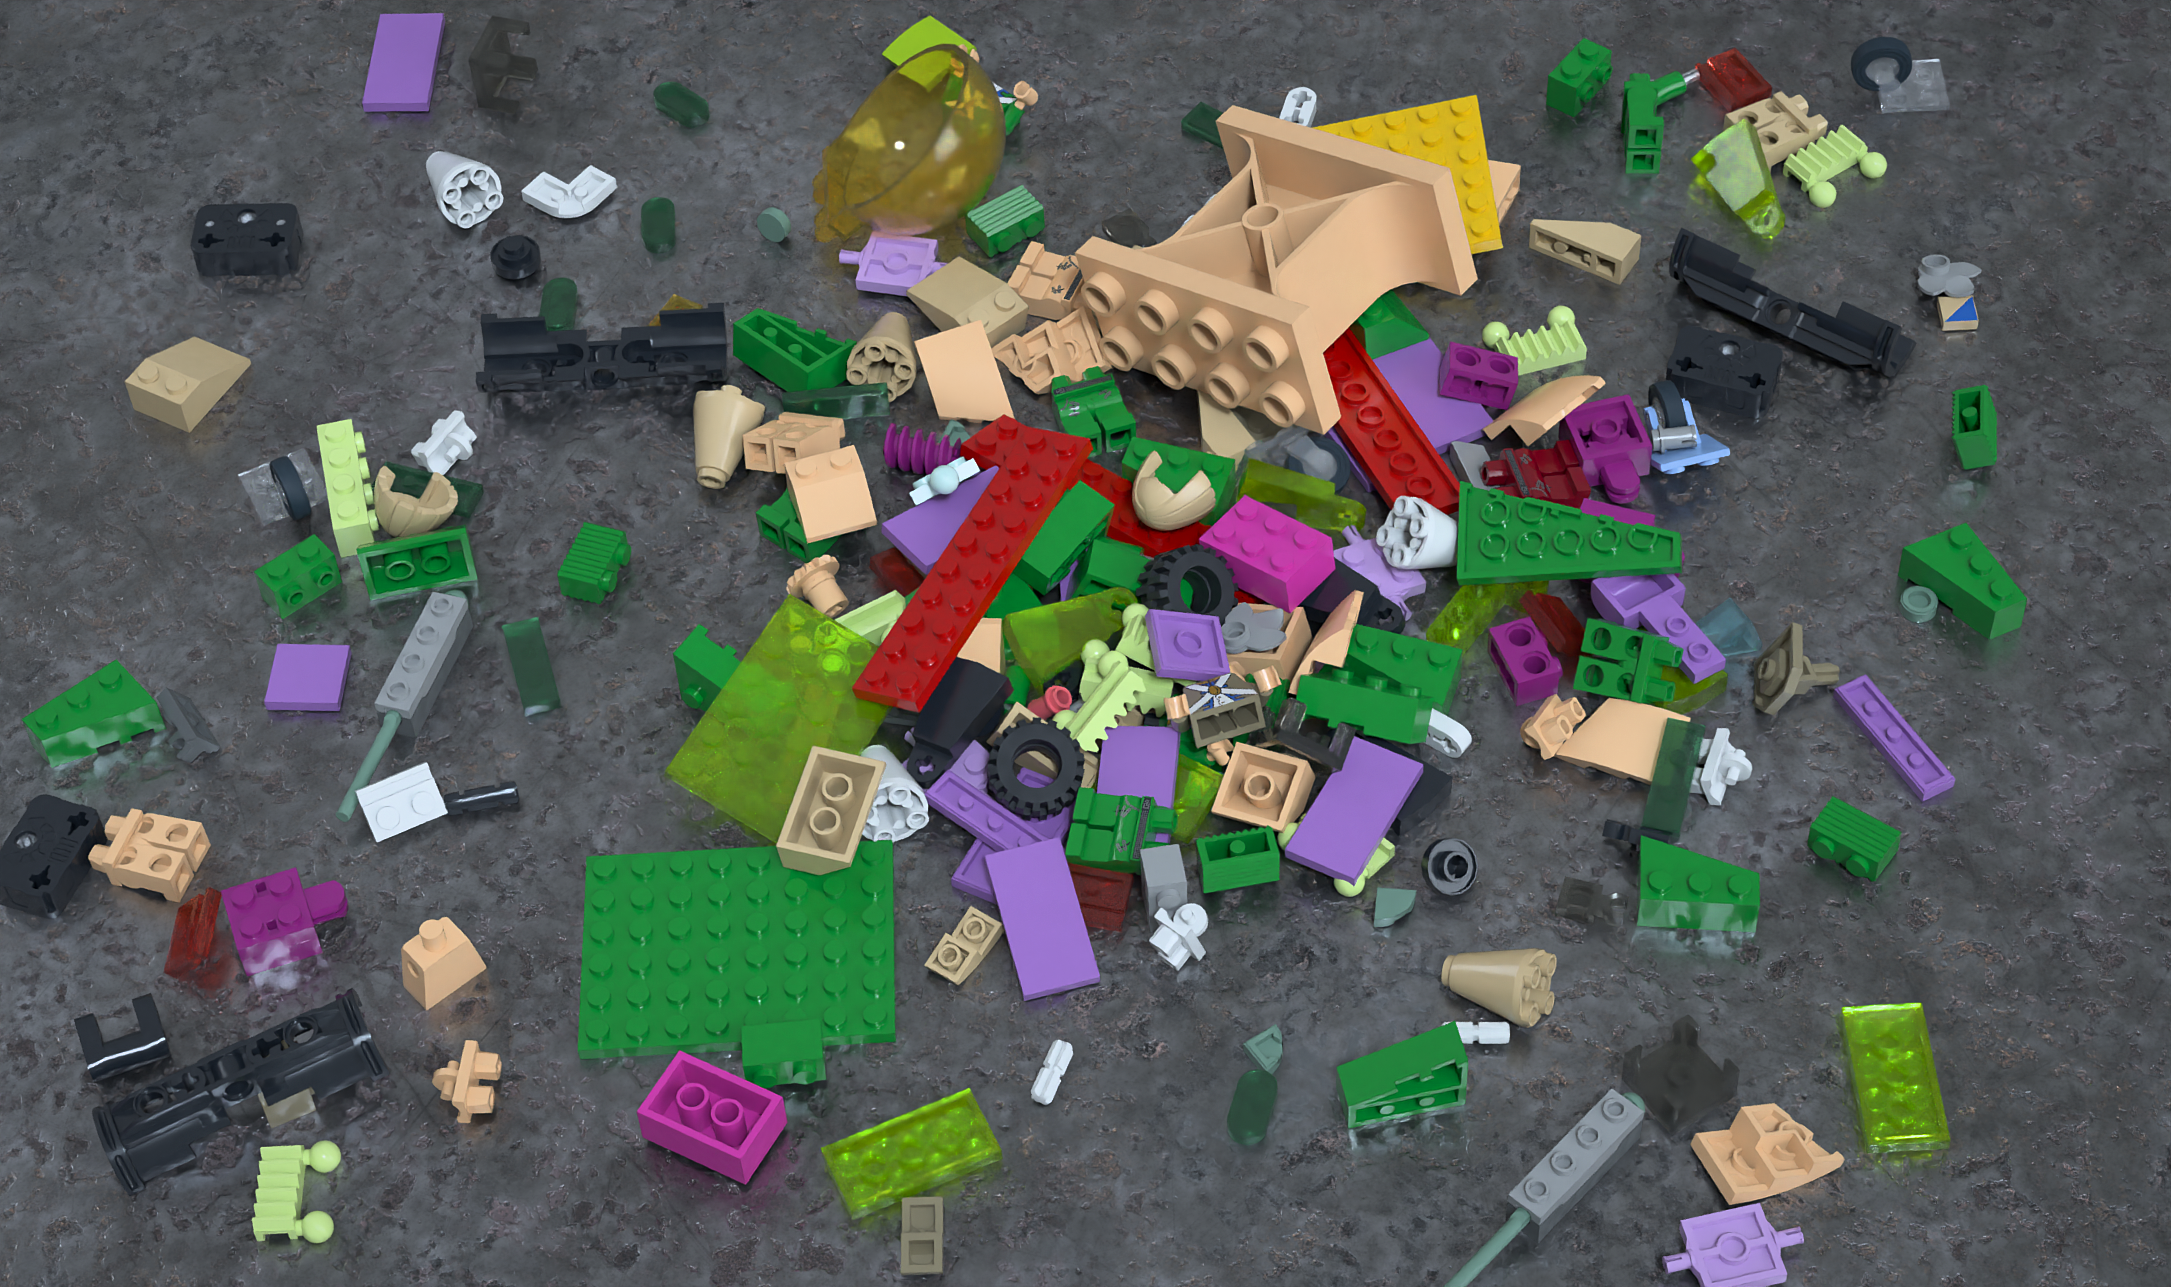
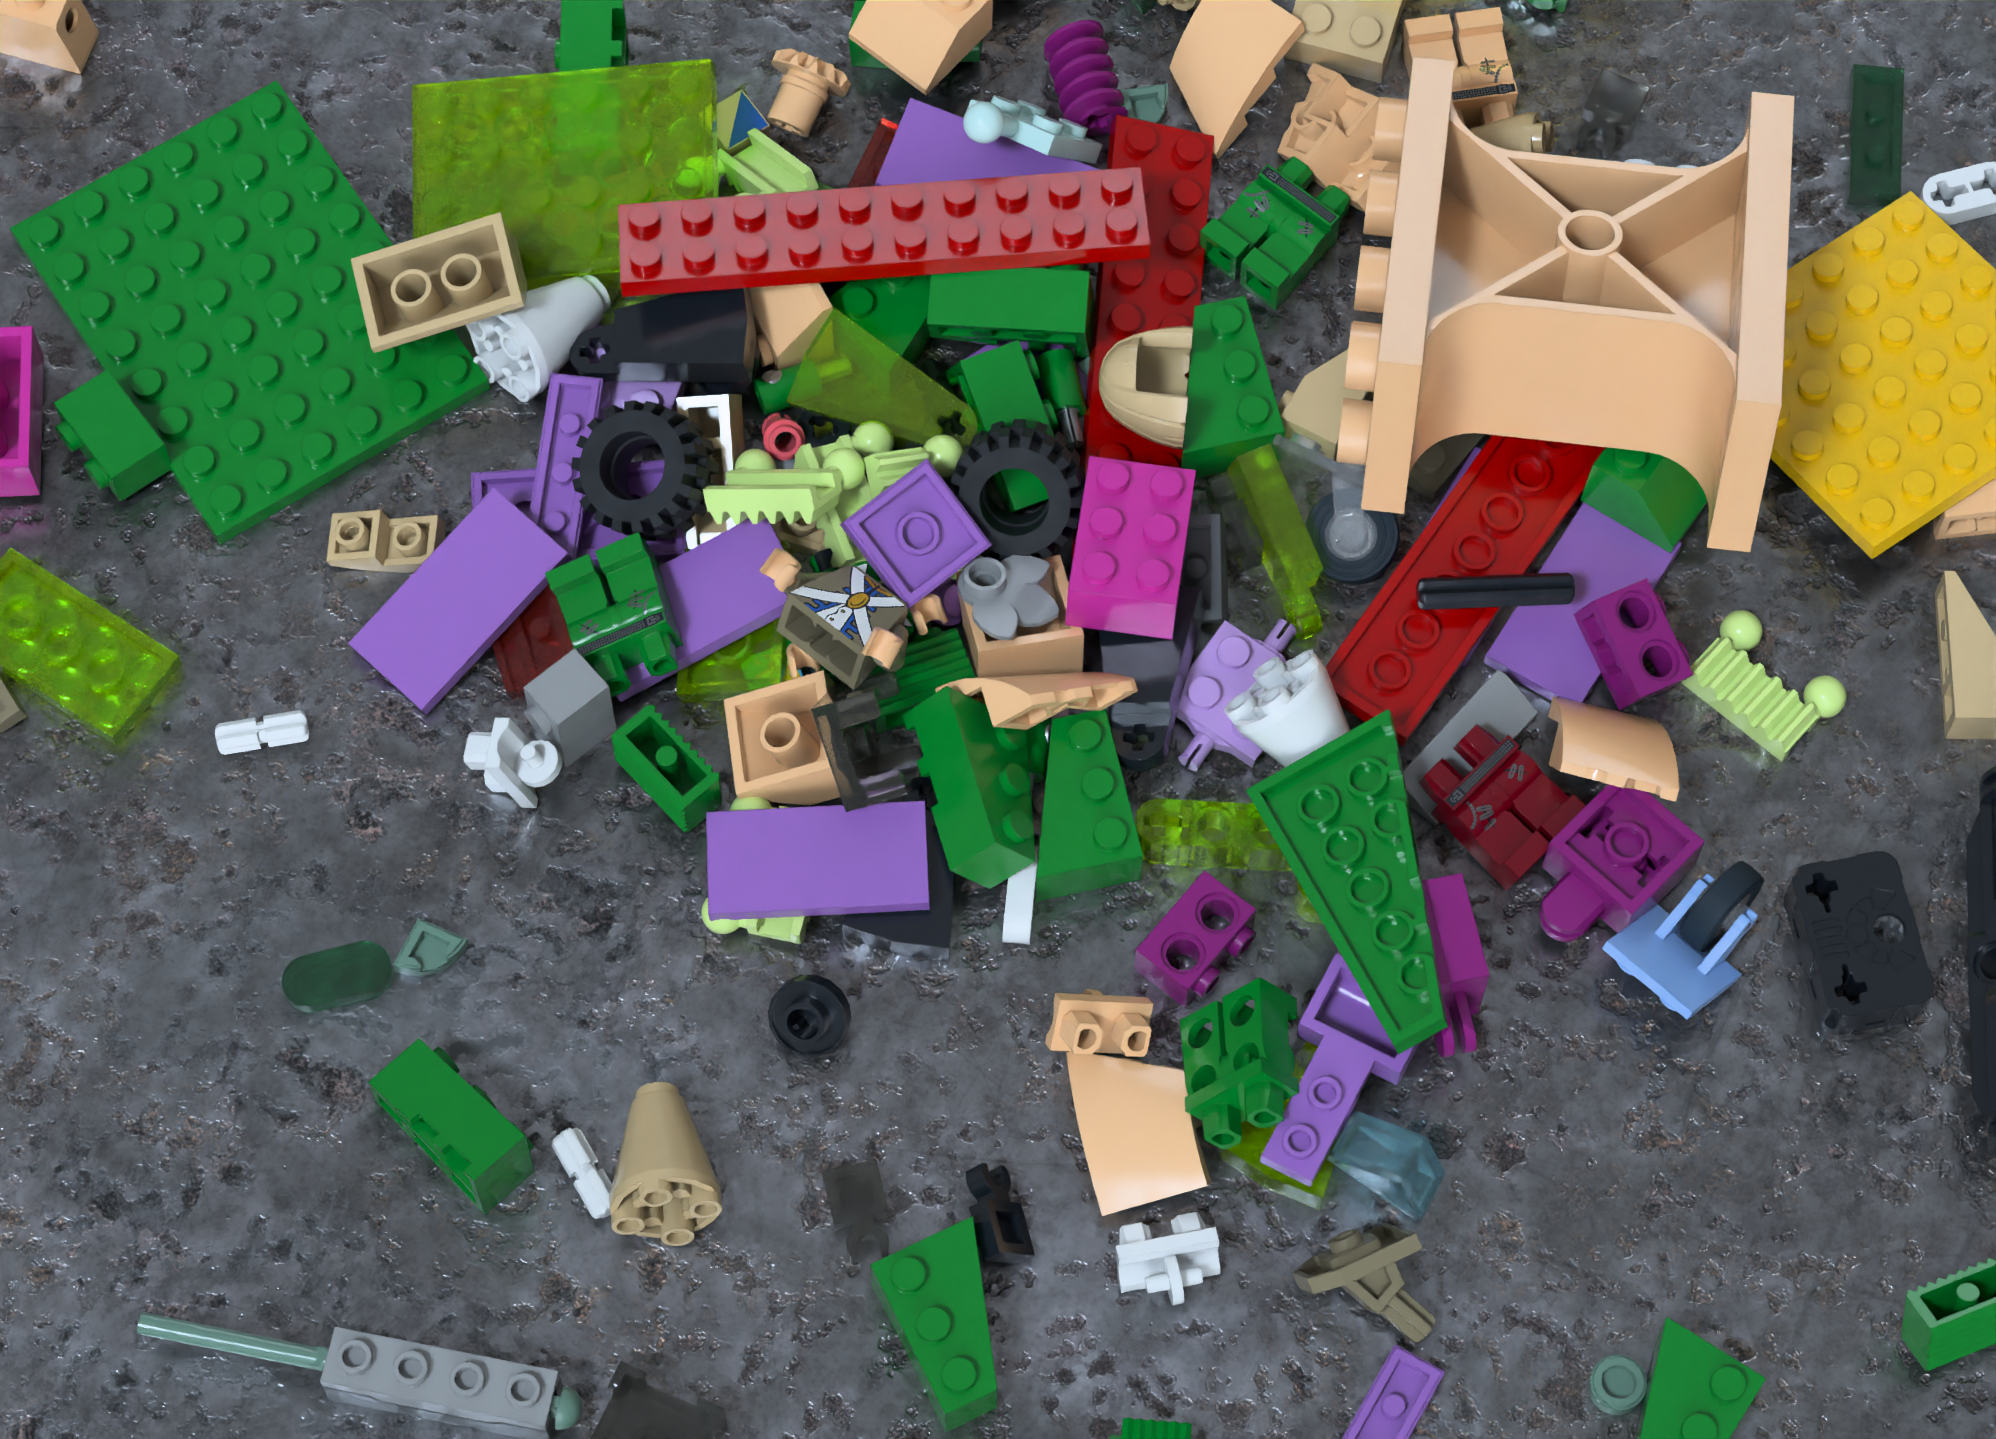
camera: 55 degrees right, 15 degrees up
(1392, 905) = (724, 980): sand green tile -> none
(1407, 413) = (1495, 591): none -> black axle
(1555, 622) = (1279, 943): clear red plate -> none
(1673, 438) = (1672, 934): light grey pin -> none
(1674, 776) = (1109, 1212): clear green tile -> none

